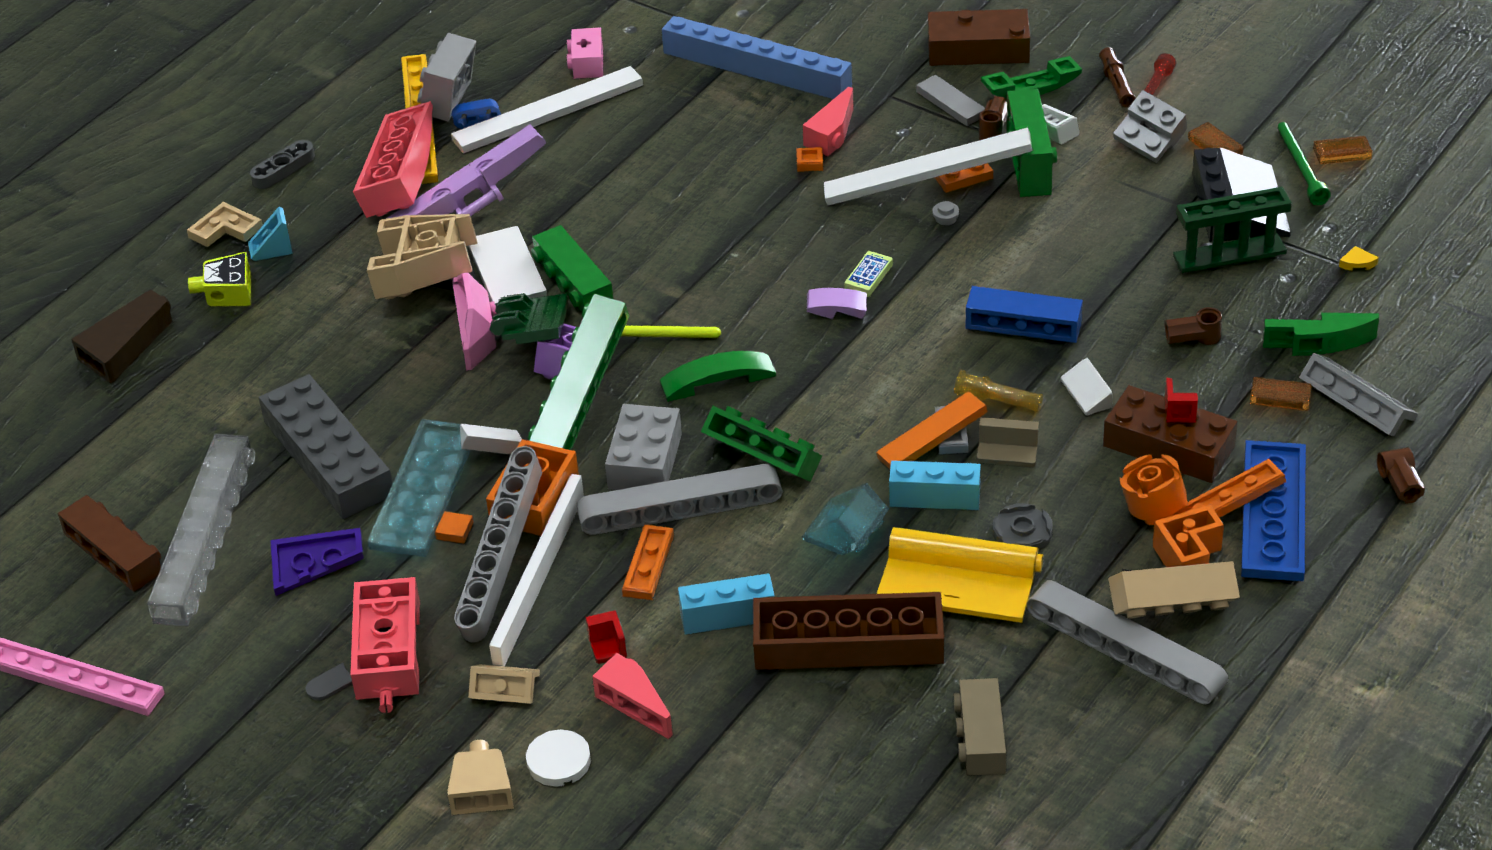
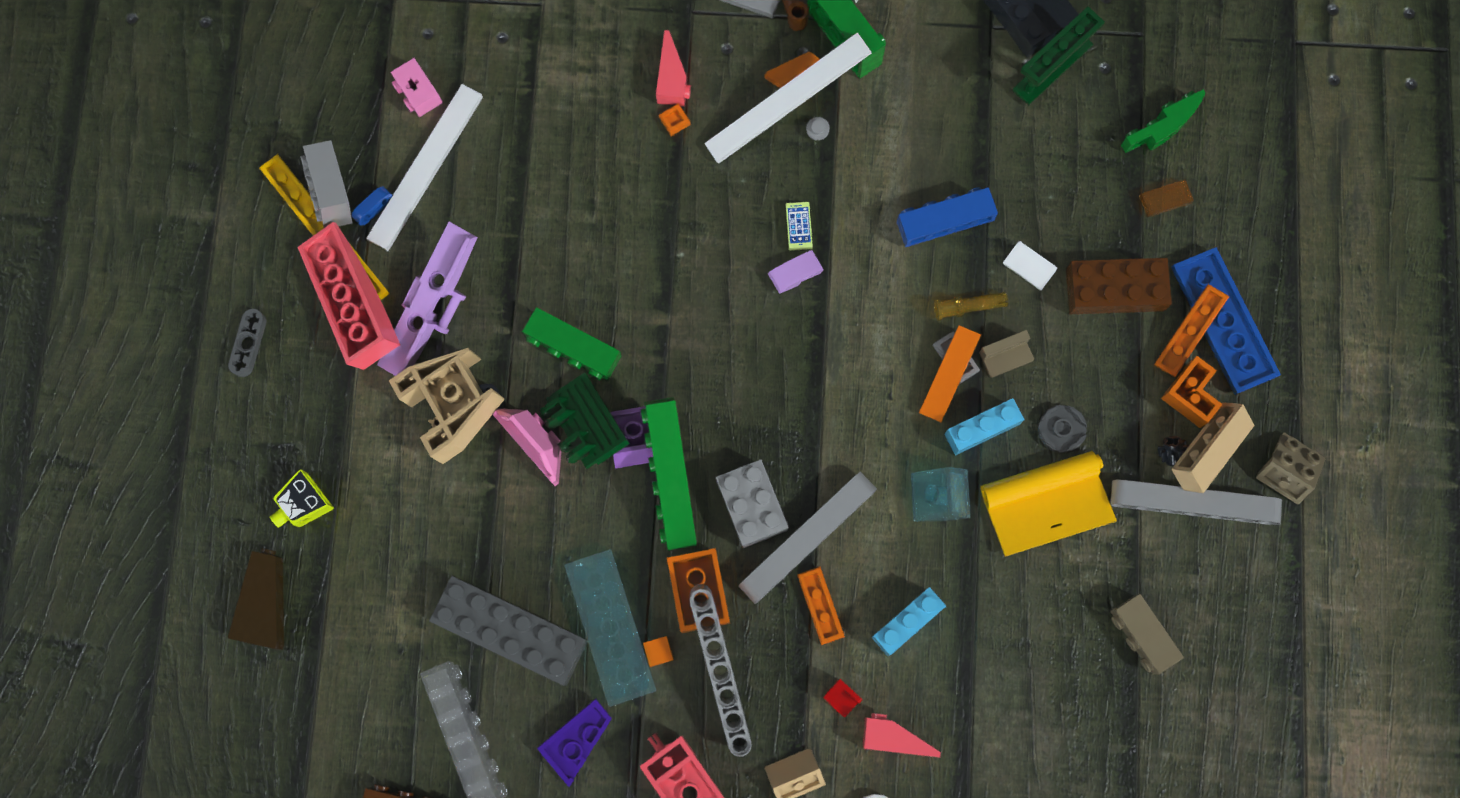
camera: 30 degrees left, 35 degrees up
(224, 220) = (247, 434): tan plate -> none
(271, 239) = (303, 436): medium azure slope -> none
(489, 439) = (629, 555): white slope -> none
(506, 265) = (515, 364): white tile -> none
(536, 571) = (750, 663): white tile -> none
(671, 331) = (635, 395): neon yellow piece -> none
(715, 368) = (751, 393): green slope -> none
(756, 57) = (561, 26): medium blue brick -> none
(761, 443) = (838, 455): green brick -> none
(848, 630) = (1011, 603): reddish brown brick -> none
(1153, 488) = (1141, 340): orange brick -> none
(1180, 406) = (1127, 270): red panel -> none
(1203, 327) = (1072, 165): reddish brown piece -> none
(1255, 655) = (1292, 469): none -> dark tan bracket
(1356, 394) = (1221, 172): light grey fence -> none
(1358, 259) = (1147, 26): yellow tile -> none
(1399, 468) = (1288, 234): reddish brown piece -> none

